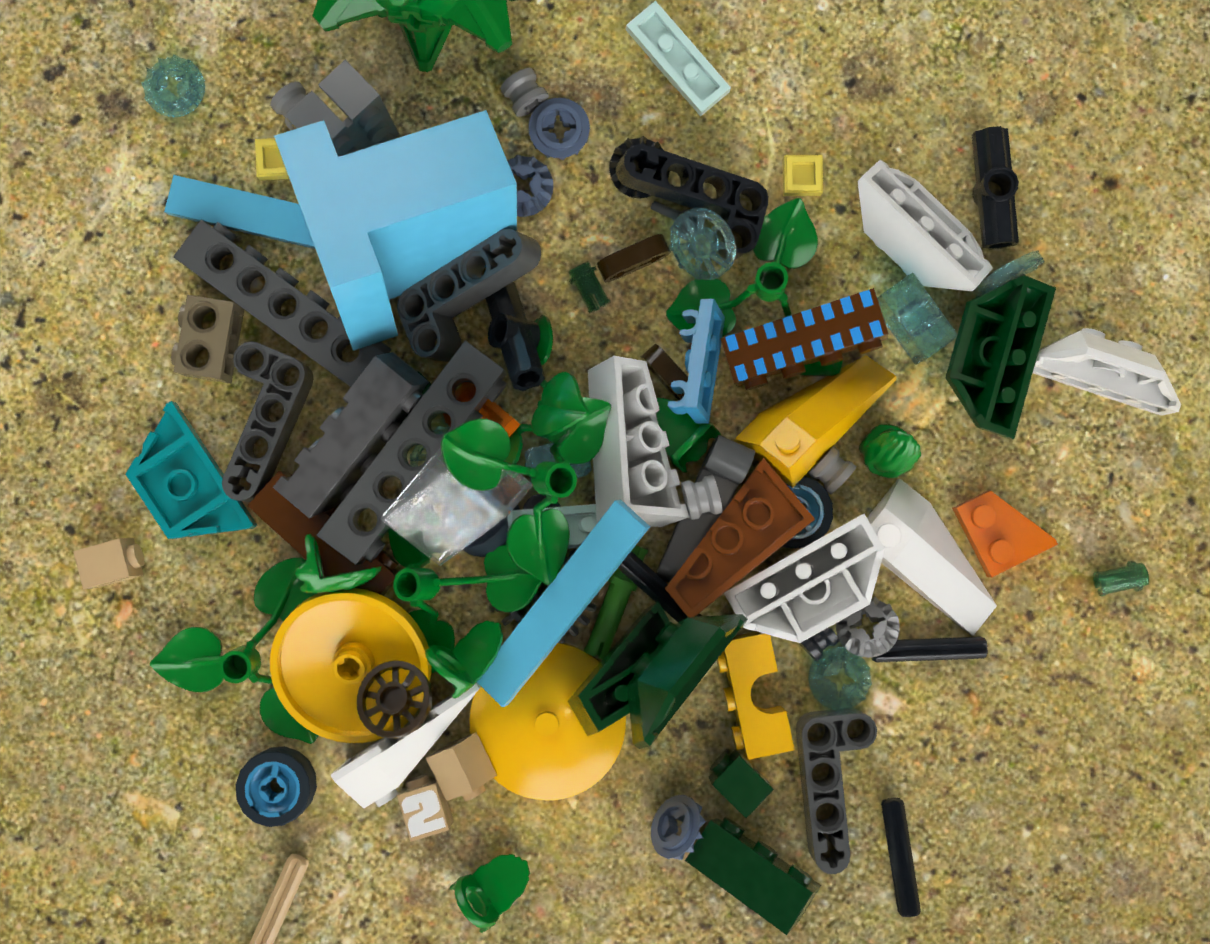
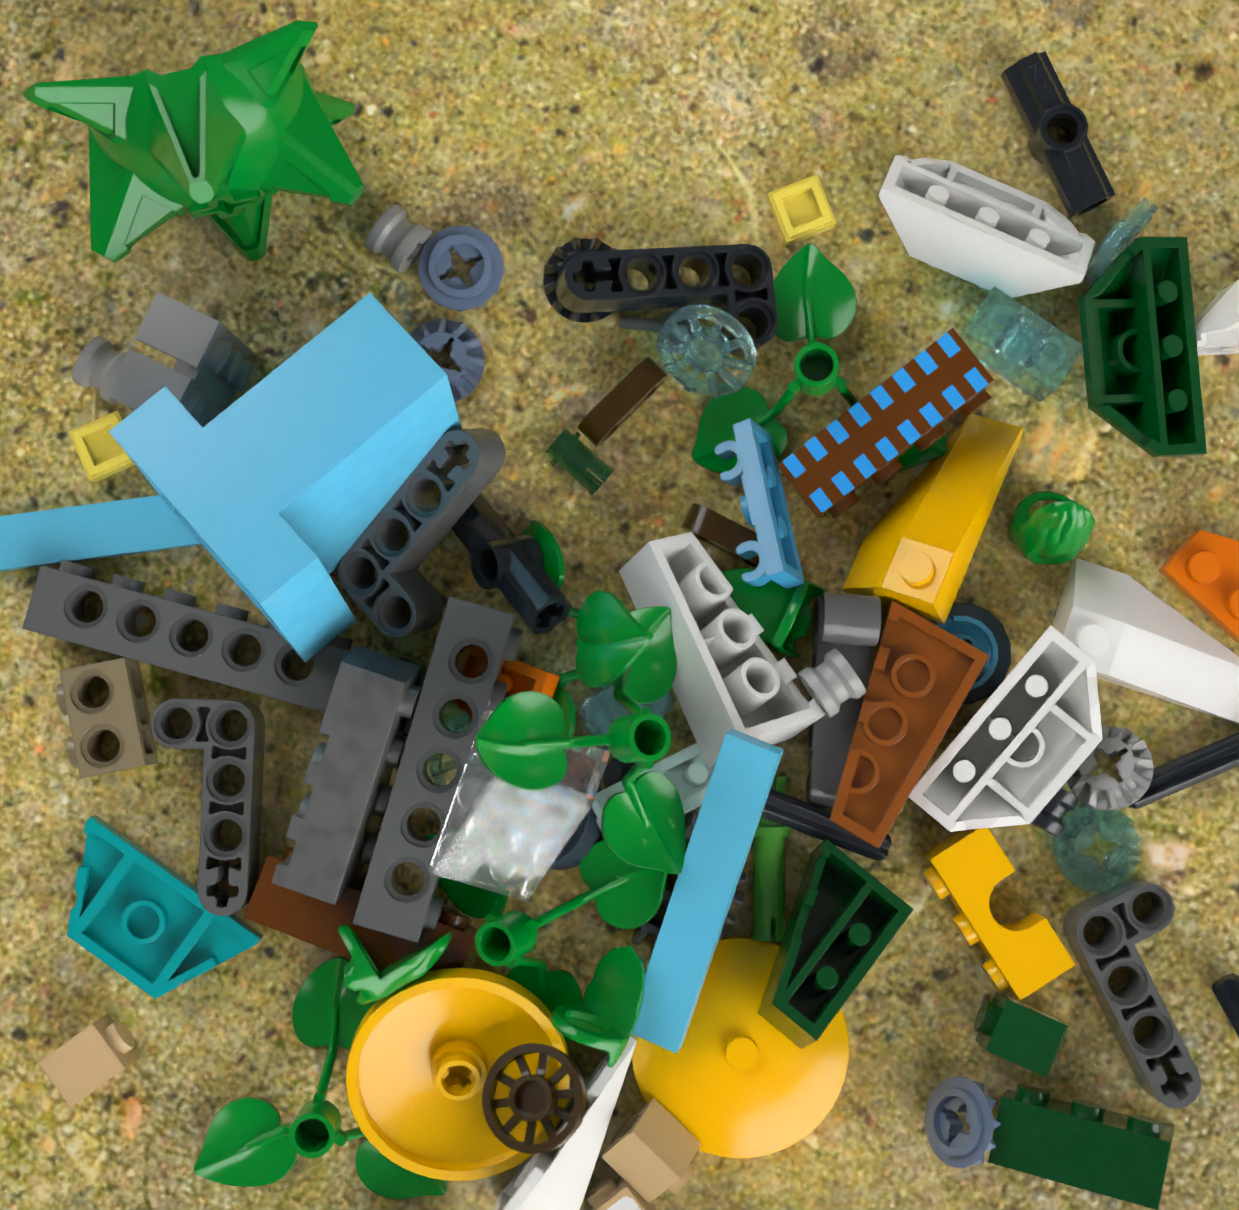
camera: 15 degrees left, 0 degrees up
(674, 670) = (884, 923): dark green wedge -> none
(678, 58) = (582, 120): light aqua plate -> none
(832, 470) = (986, 581): light grey wheel -> none

